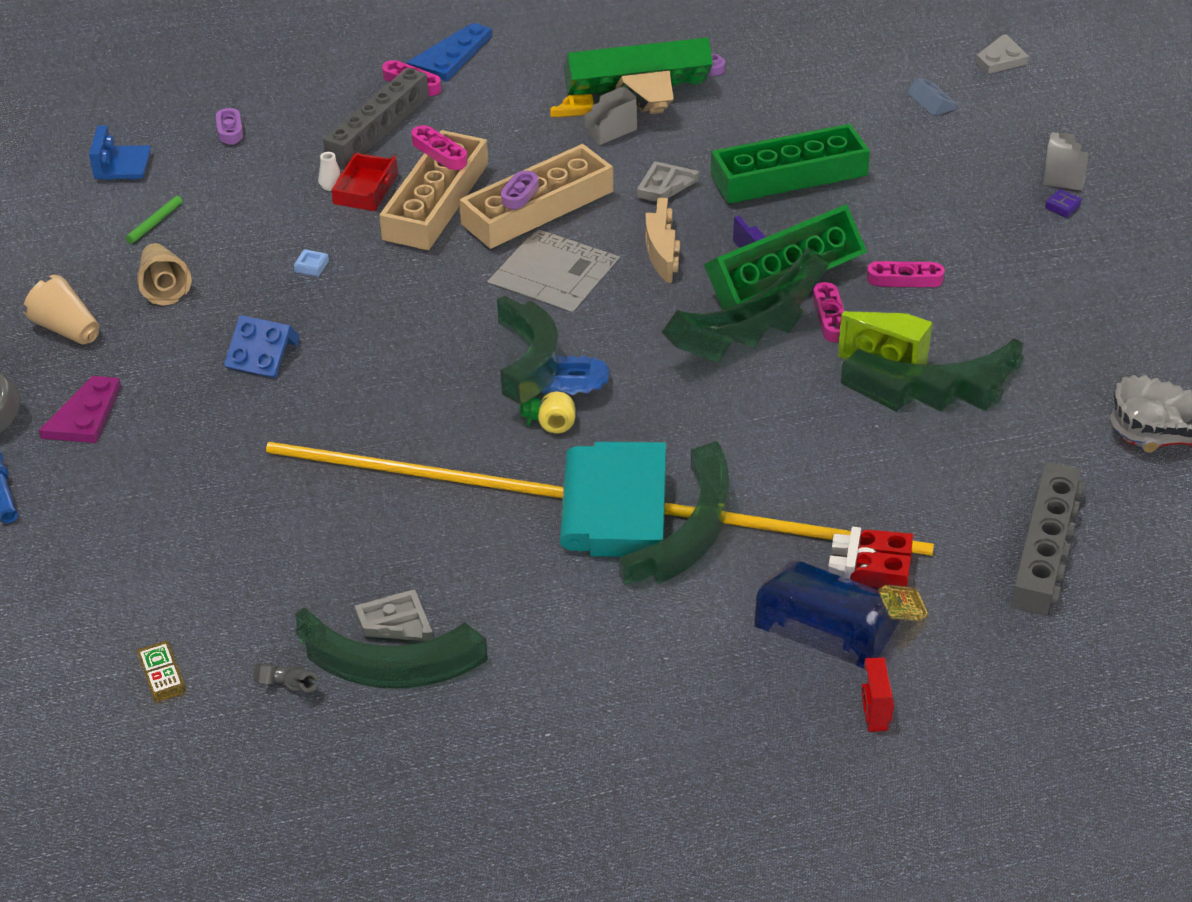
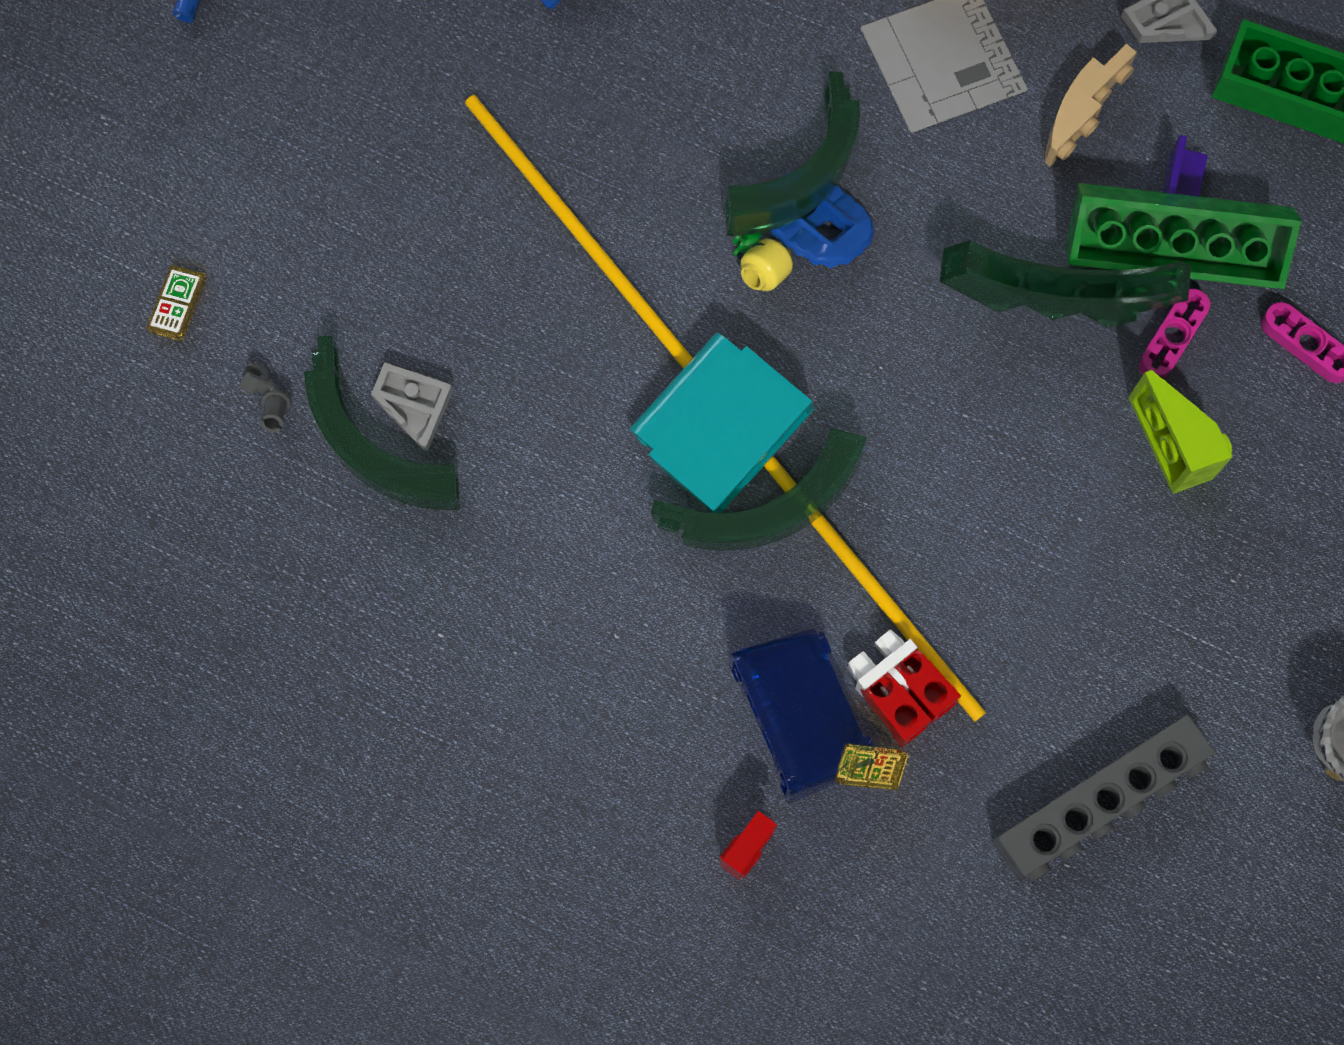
camera: 40 degrees right, 30 degrees up
(937, 386) = (1186, 524): clear green arch -> none

